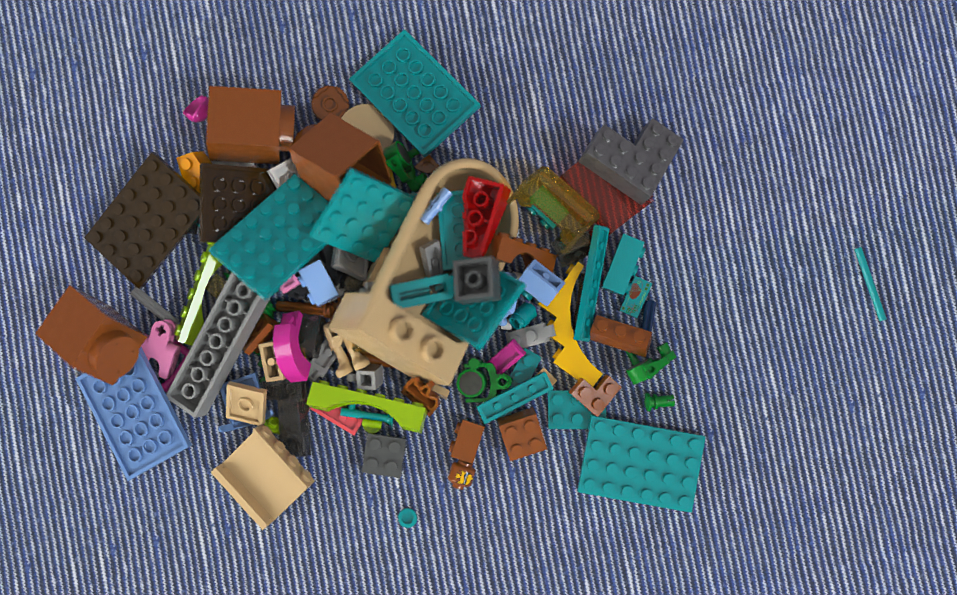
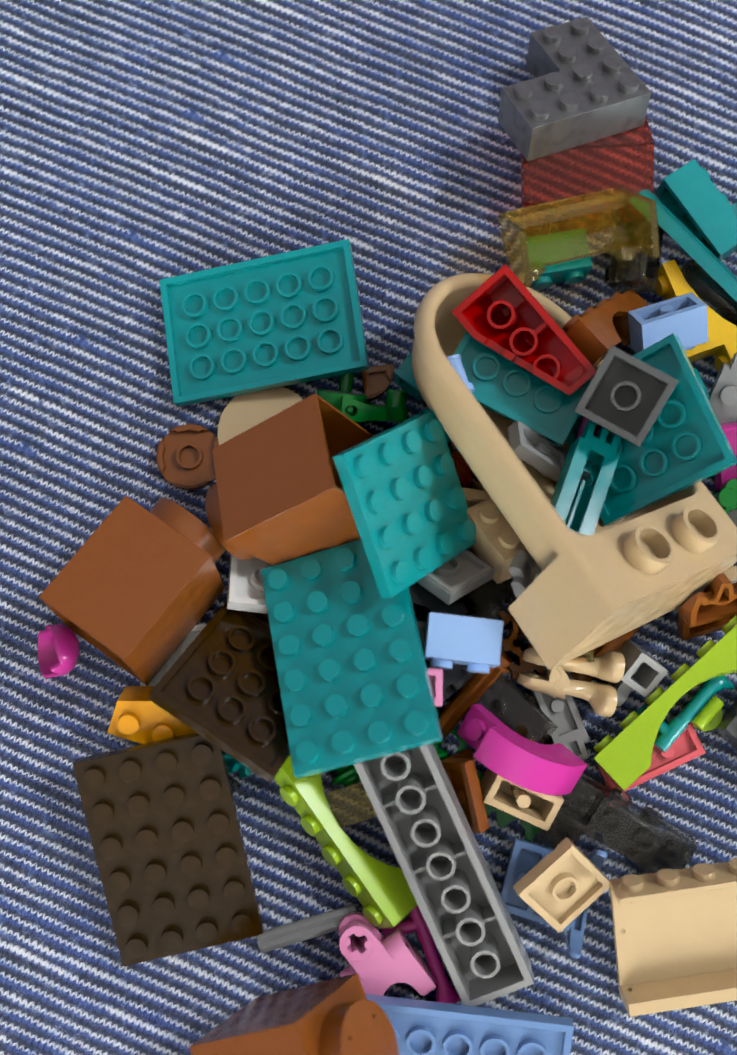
camera: 60 degrees left, 5 degrees down
(273, 424) = (615, 865): lime plate -> none

